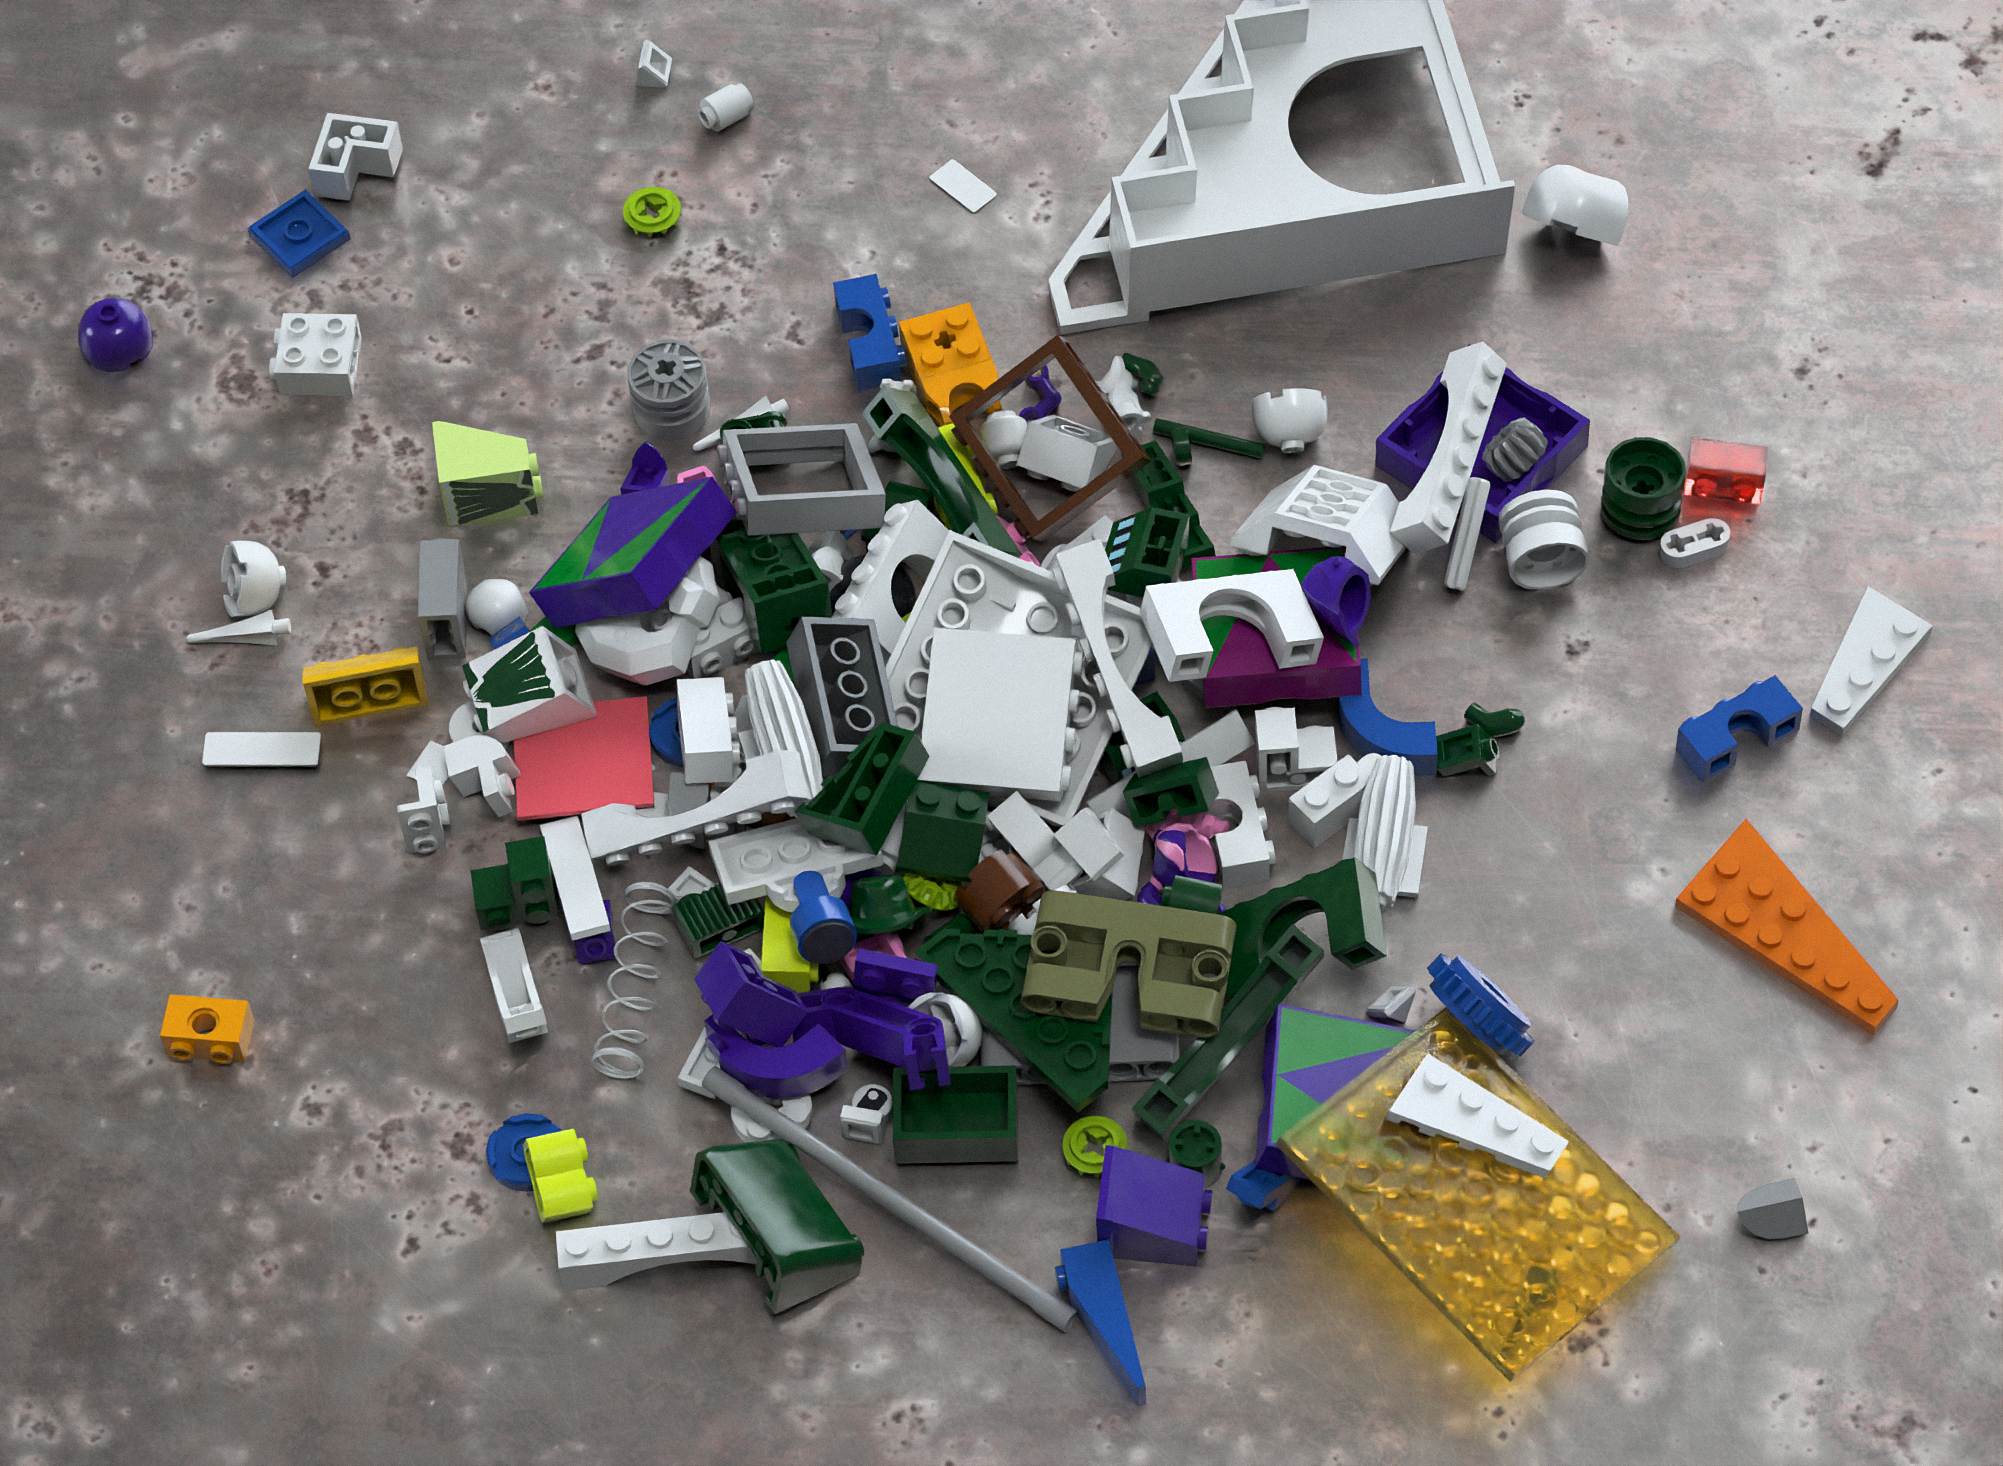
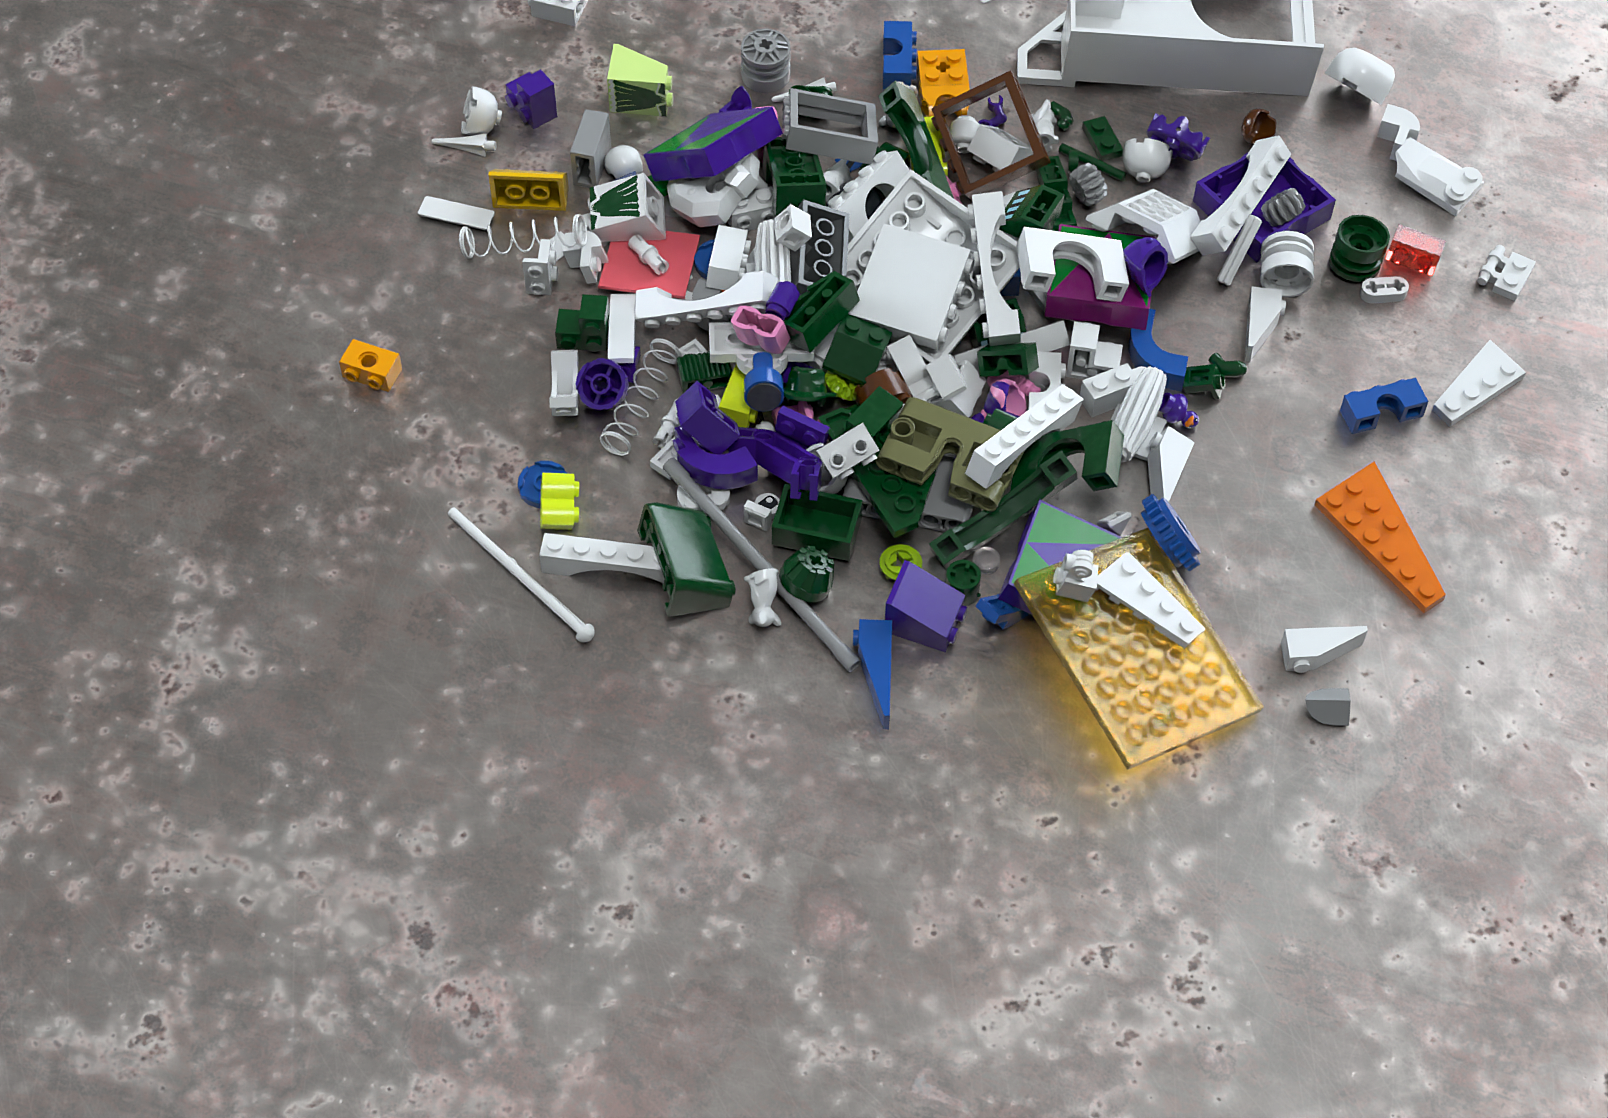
camera: 10 degrees right, 0 degrees up
(326, 535) = (532, 98): none -> dark purple brick
(461, 722) = (578, 217): none -> white piece
(572, 976) = (602, 384): none -> dark purple cylinder
(580, 749) = (648, 254): none -> white pin
(658, 1367) = (584, 632): none -> white bar
(690, 1014) = (667, 427): none -> white pin
(794, 838) = (760, 329): none -> bright pink brick
(800, 667) = (792, 227): none -> white brick
(817, 788) = (782, 299): none -> dark purple brick
(906, 1242) = (763, 590): none -> white animal
(964, 1199) = (808, 574): none -> dark green piece
(978, 999) = (848, 451): none -> white brick
(999, 931) = (875, 412): none -> dark green panel
(1207, 941) = (998, 453): none -> white arch
(1214, 396) = (1102, 138): none -> dark green plate
(1214, 479) = (1088, 184): none -> light grey gear
(1220, 1109) = (987, 560): none -> clear tile
(1329, 374) = (1183, 142): none -> dark purple plate
(1366, 1113) = (1076, 576): none -> white brick
(1437, 809) = (1175, 409): none -> dark purple animal
(1445, 326) = (1258, 126): none -> reddish brown hair
(1445, 895) = (1167, 461): none -> white slope
(1526, 626) = (1263, 314): none -> white slope
(1656, 276) = (1398, 126): none -> white brick
(1728, 343) = (1437, 176): none -> white slope
(1729, 1128) = (1312, 647): none -> white slope
(1878, 475) = (1513, 276): none -> white plate

